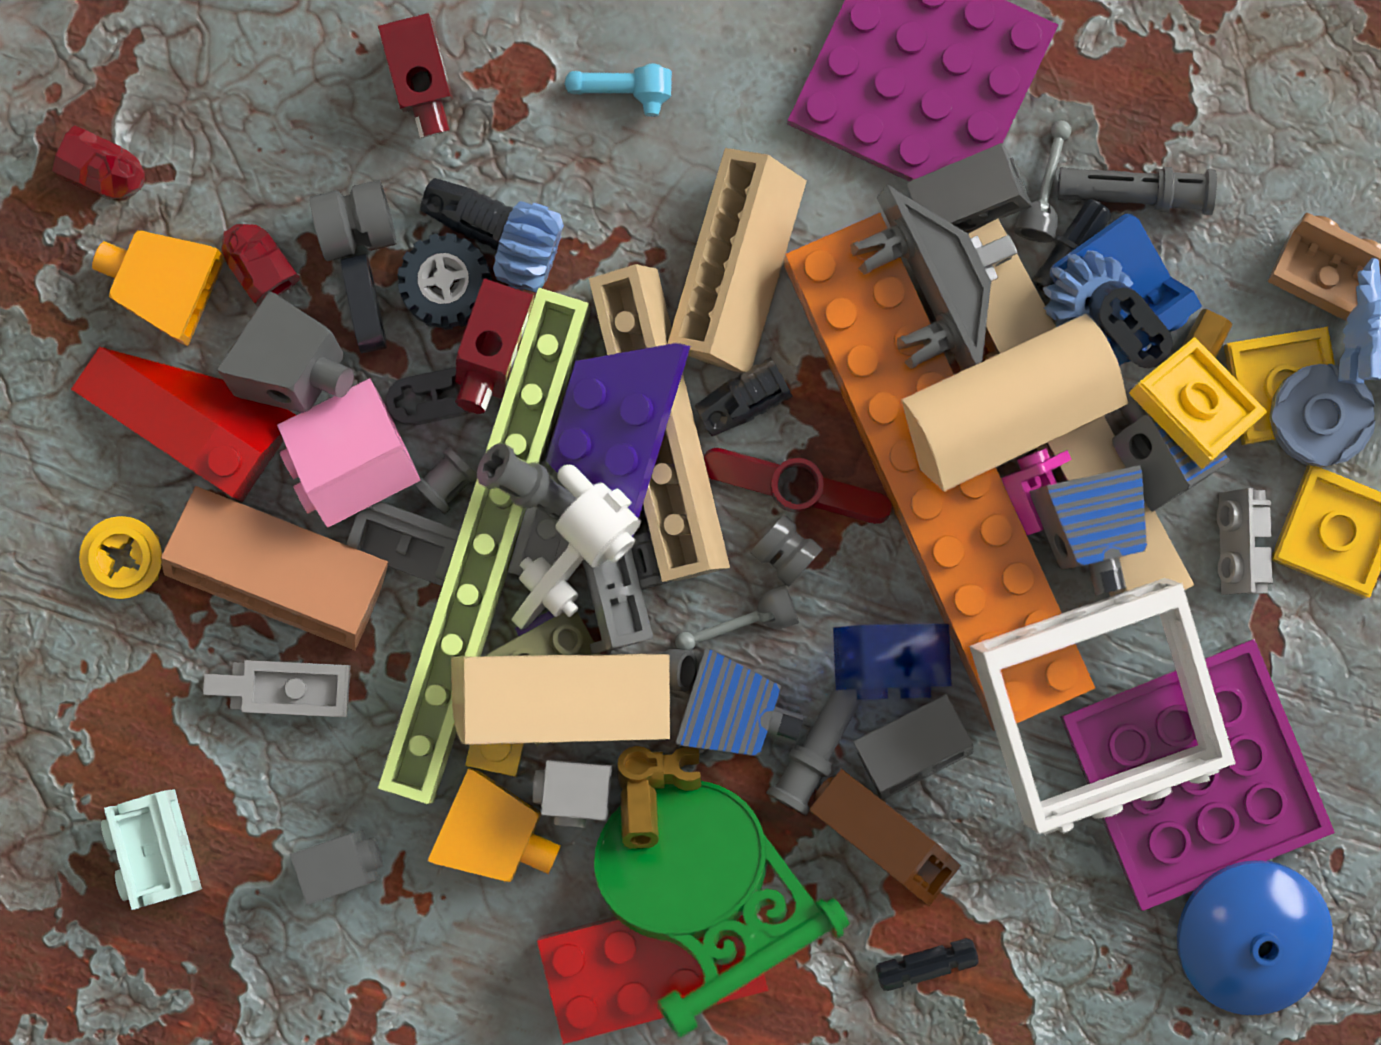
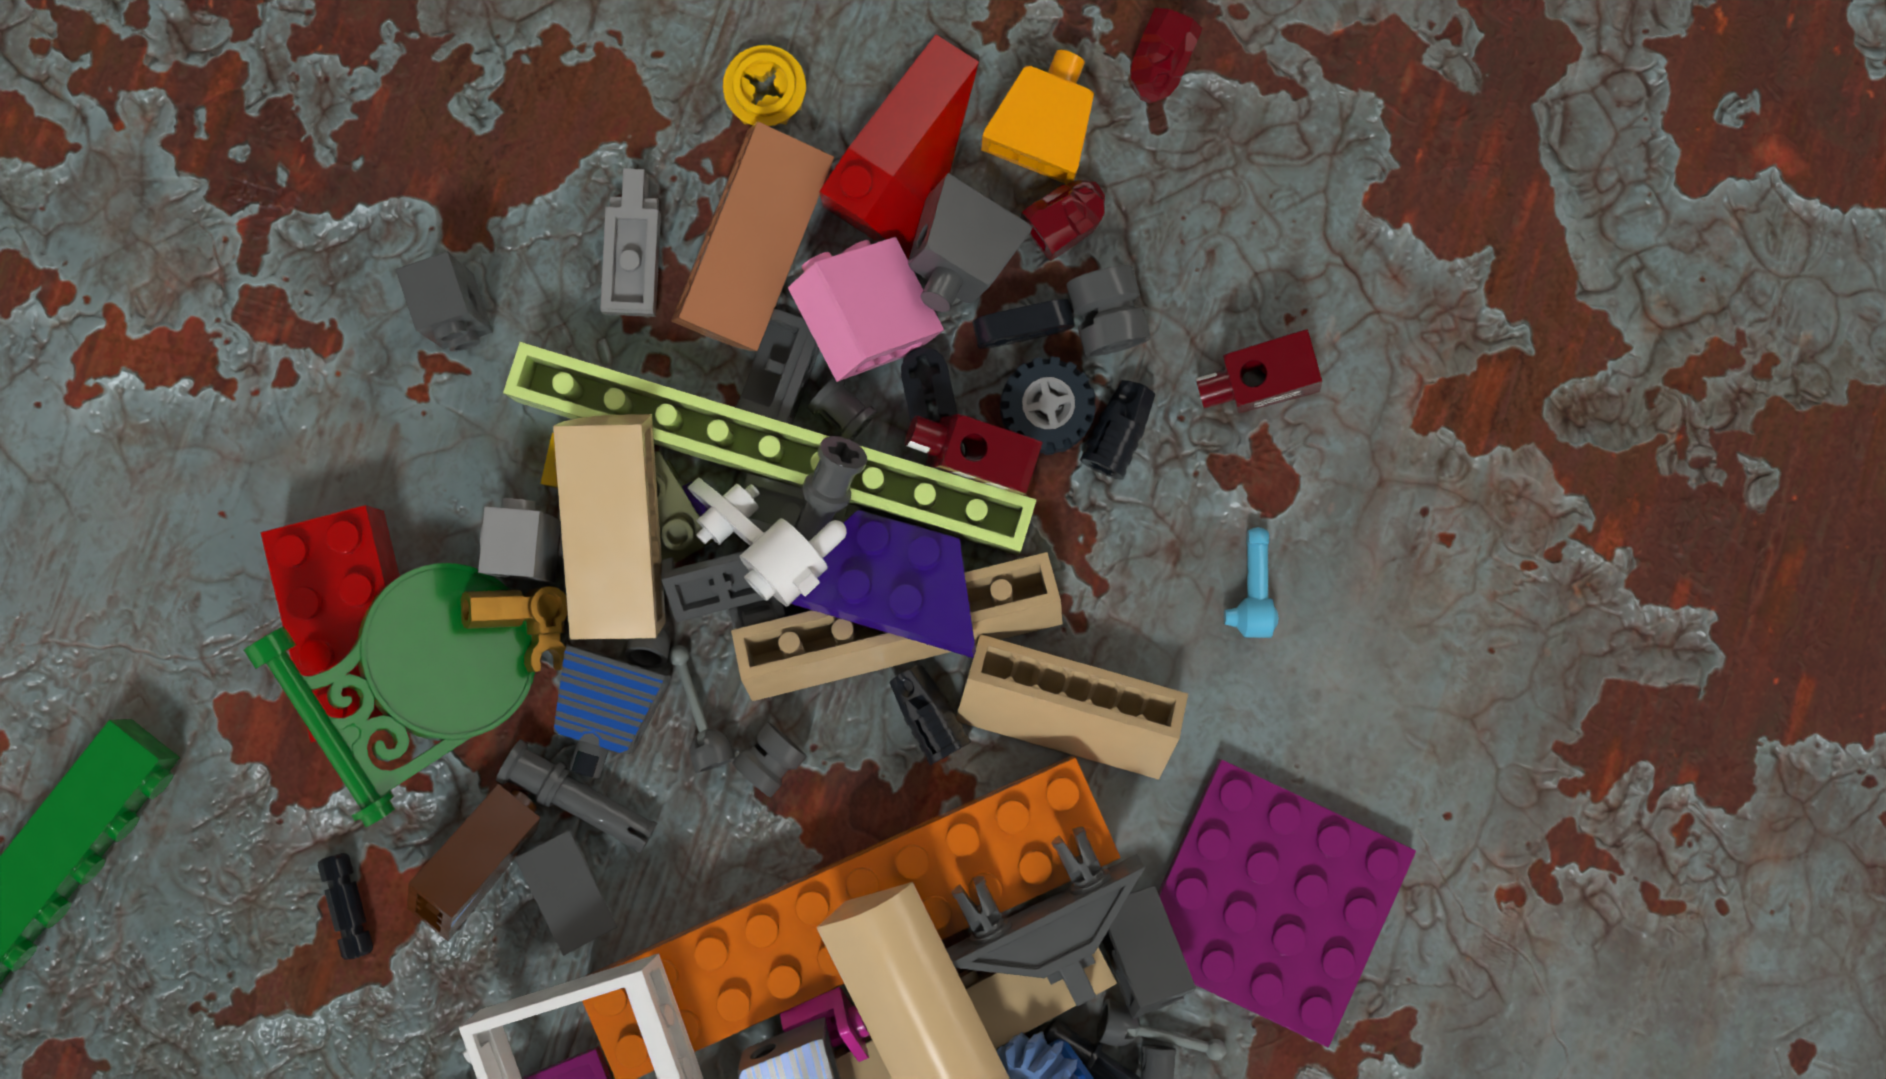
camera: 90 degrees right, 0 degrees up
(150, 849) = (470, 121): light aqua hinge -> none
(491, 832) = (482, 459): light orange torso -> none
(528, 246) = (1082, 489): medium blue gear -> none
(764, 476) = (829, 803): dark red piece -> none
(892, 658) = (652, 870): clear blue brick -> none

